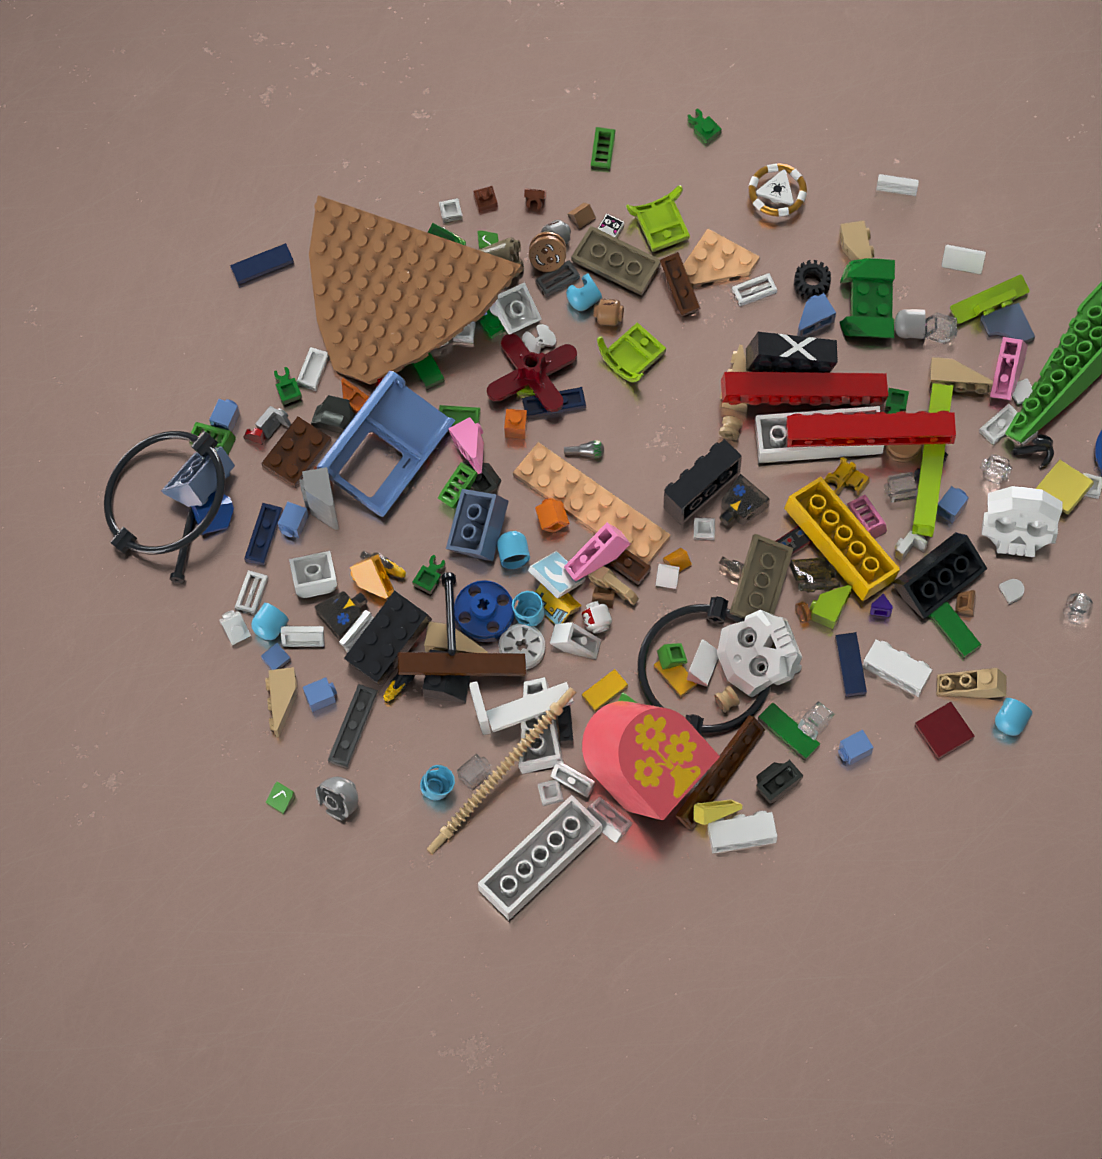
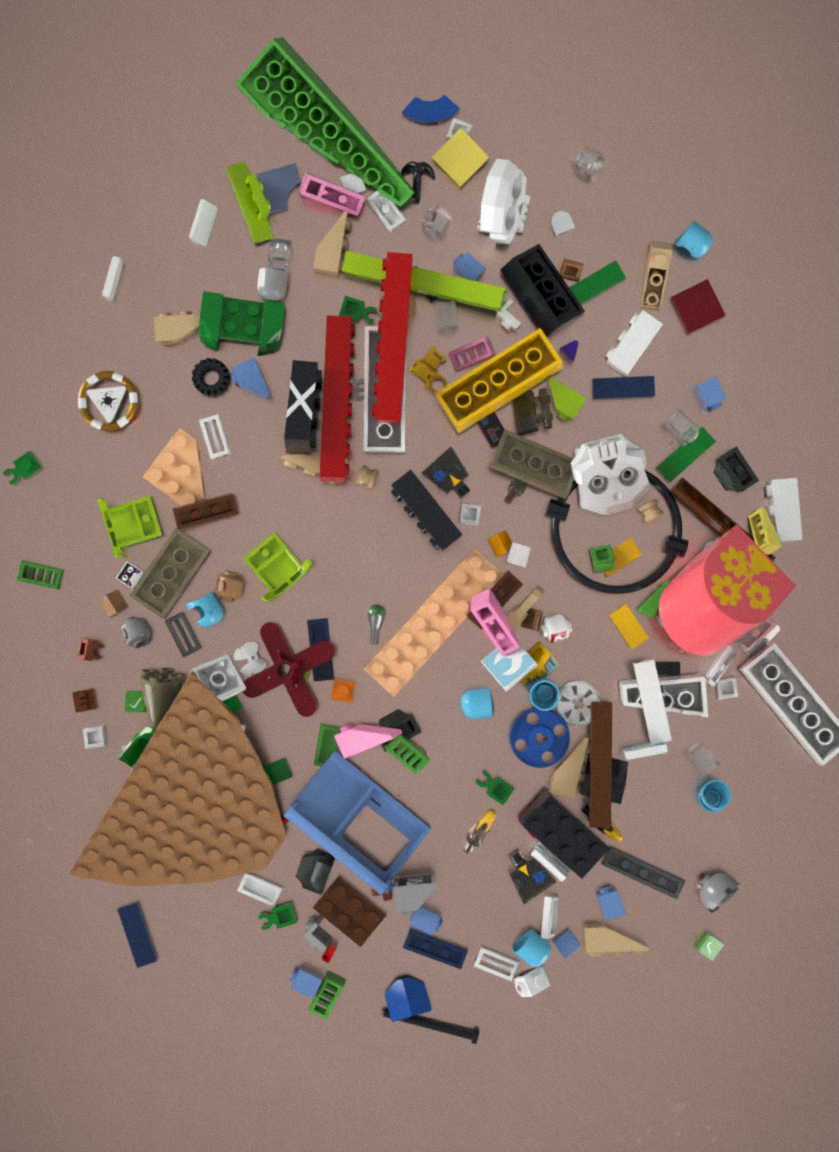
camera: 85 degrees left, 20 degrees up
(125, 539) = (429, 1087): black piece -> none
(197, 479) = (375, 1012): sand blue slope -> none
(313, 574) = (485, 902): white slope -> none
(354, 395) = (296, 849): orange tile -> none
(372, 576) = (495, 844): light orange slope -> none
(447, 831) = (743, 772): tan hose -> none
(449, 580) = (503, 769): black bar -> none
(477, 524) = (451, 737): sand blue slope -> none
(547, 251) = (157, 642): medium nougat head -> none
(552, 515) = (445, 662): orange brick -> none
(575, 640) = (578, 651): white slope -> none
(703, 664) = (613, 529): white slope -> none
(803, 612) = (568, 427): clear orange tile -> none

